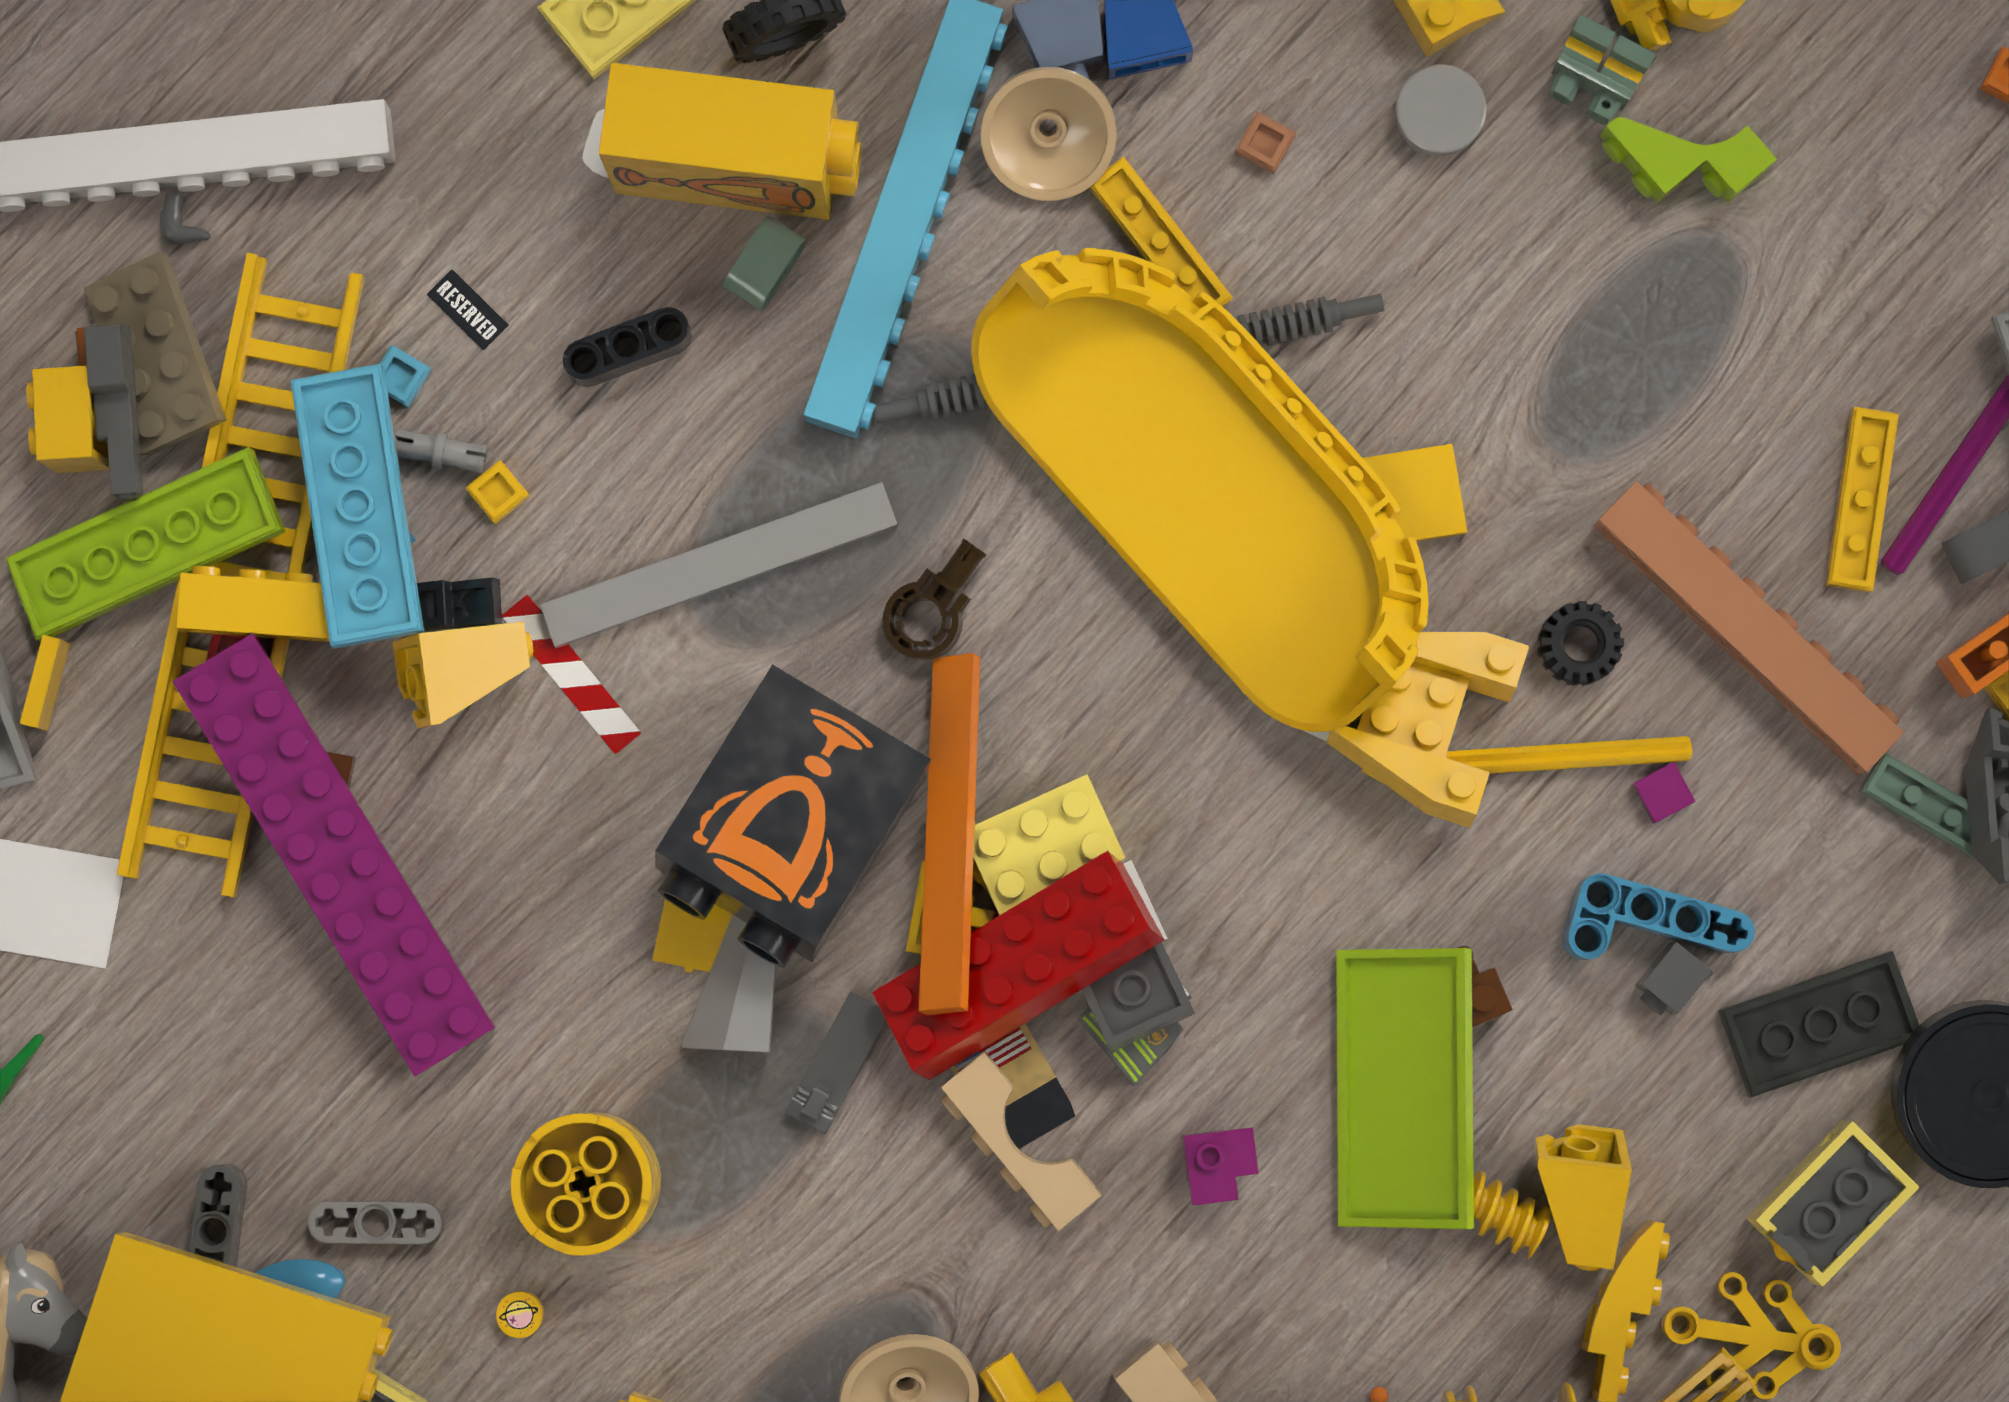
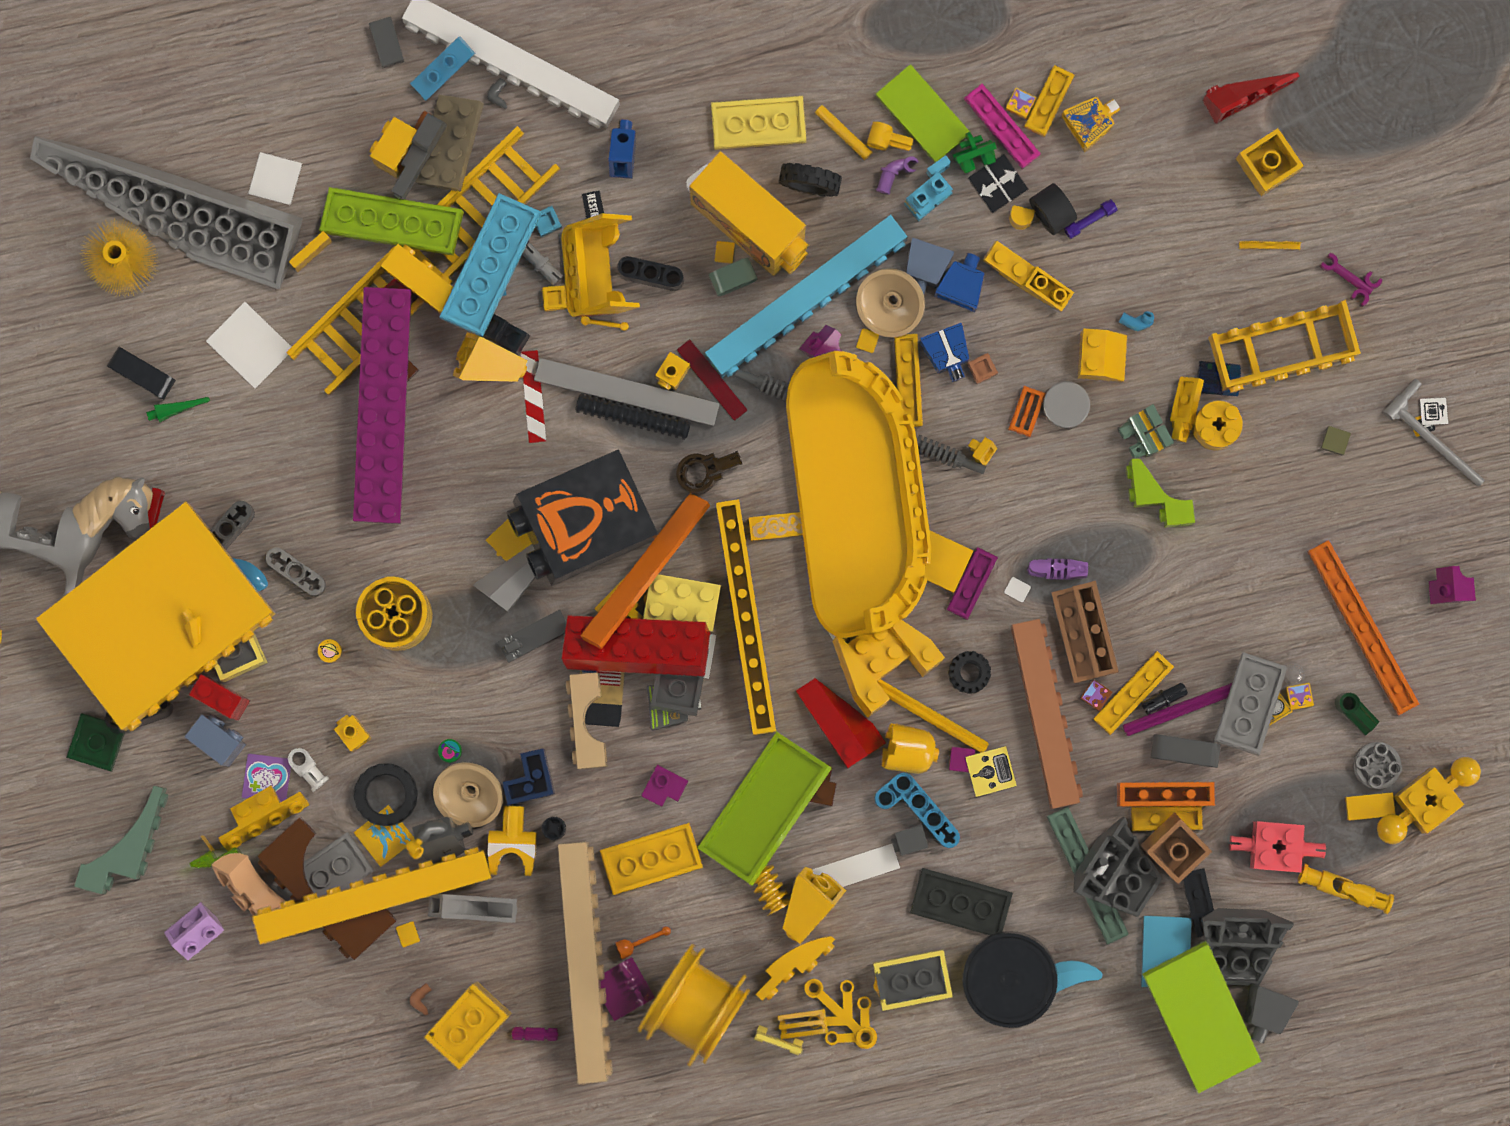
camera: 35 degrees right, 0 degrees up
(61, 239) = (442, 68): none -> dark azure plate
(72, 1273) = (155, 508): none -> red tile
(446, 178) = (622, 150): none -> blue torso
(519, 404) = (588, 266): none -> yellow windscreen
(574, 494) = (586, 321): none -> yellow hinge
(722, 233) = (724, 252): none -> yellow sticker
(755, 597) = (633, 416): none -> black piece
(770, 482) = (672, 372): none -> yellow brick
(828, 1343) = (450, 750): none -> tile
(843, 452) = (712, 380): none -> dark red sticker
(982, 274) = (822, 342): none -> magenta brick
(1006, 1305) = (536, 782): none -> dark blue brick
(1050, 221) = (867, 340): none -> yellow sticker
(1087, 1359) = (554, 828): none -> black wheel
(1108, 619) = (775, 526): none -> tile
(1163, 799) = (746, 617): none -> yellow brick
(1190, 151) = (947, 350): none -> blue torso
(1275, 1295) = (651, 858): none -> yellow tile
(1357, 274) = (982, 451): none -> yellow tile
(1392, 200) = (1020, 430): none -> orange tile
(1440, 868) = (843, 726): none -> red wedge
(1485, 498) = (972, 583): none -> magenta tile
(1563, 459) = (1017, 589): none -> white sticker
(1571, 834) = (909, 749): none -> yellow cylinder
(1608, 381) = (1058, 569): none -> medium lavender hinge
(1620, 1073) = (861, 866): none -> white sticker
(1722, 453) = (1085, 632): none -> medium nougat brick
(1723, 780) = (991, 771): none -> light yellow sticker
(1805, 543) = (1096, 695): none -> tile
(1918, 474) = (1164, 698): none -> black axle

